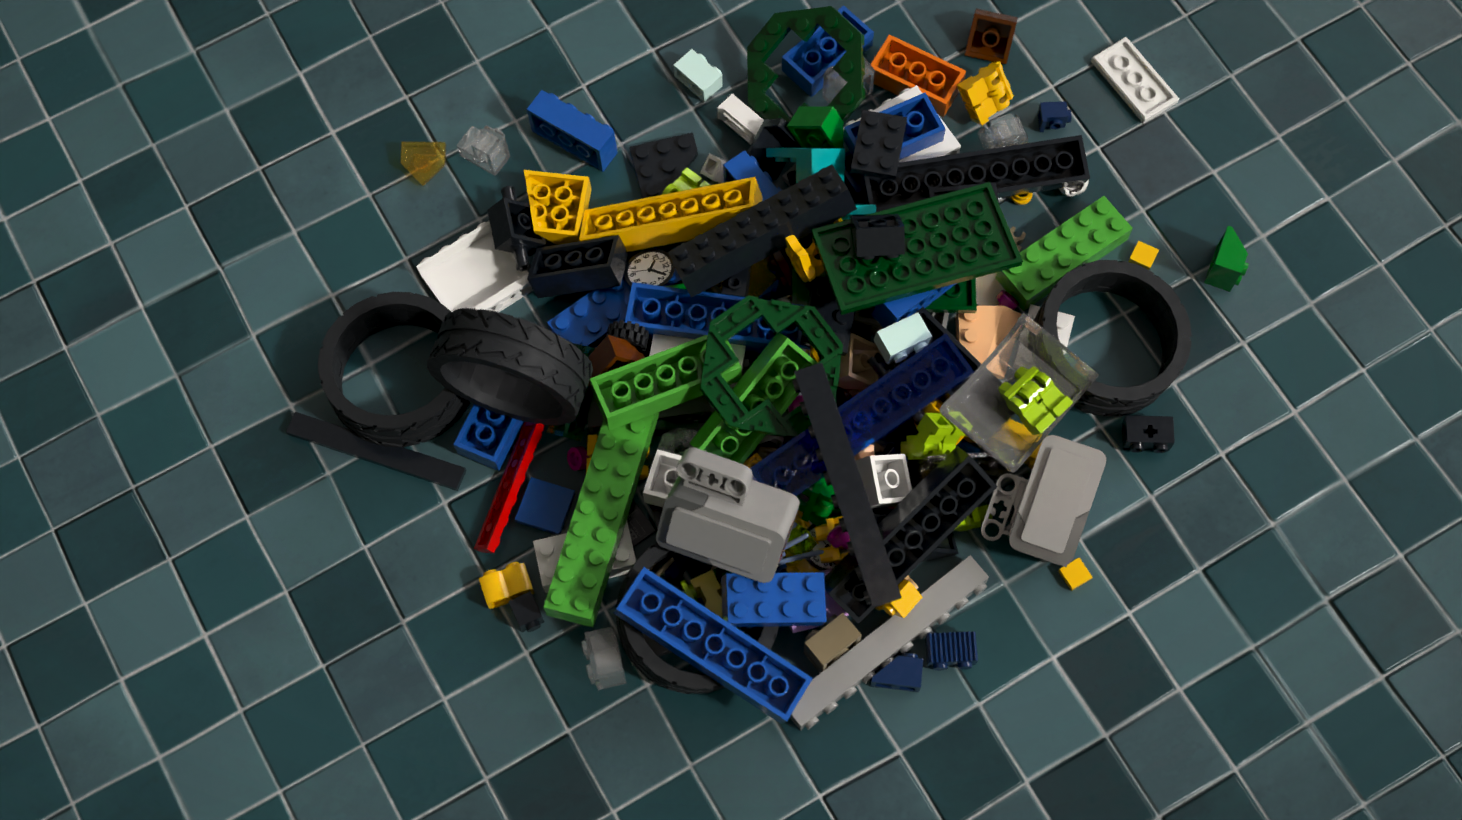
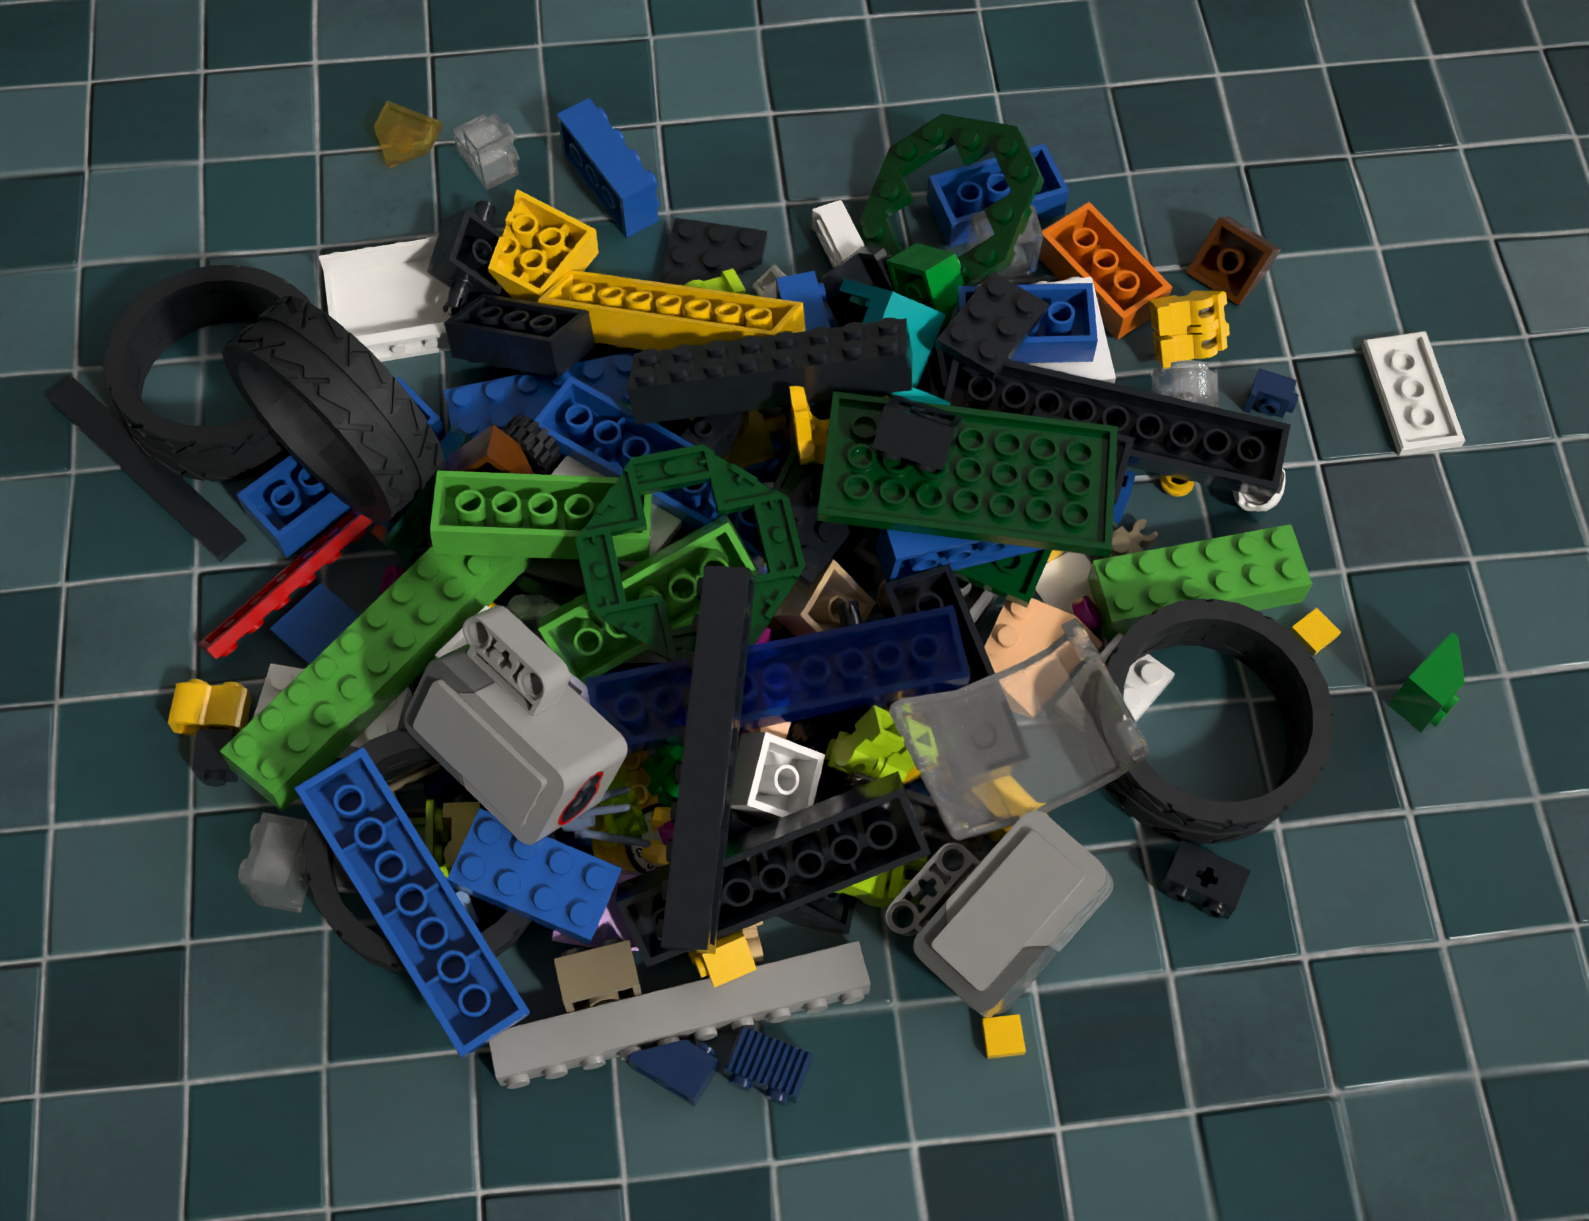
camera: 20 degrees right, 5 degrees down
(649, 267) = (606, 371): sticker -> none
(698, 75) = (811, 163): light aqua brick -> none
(902, 338) = (895, 590): light aqua brick -> none
(1027, 391) = (1039, 737): lime hips -> none

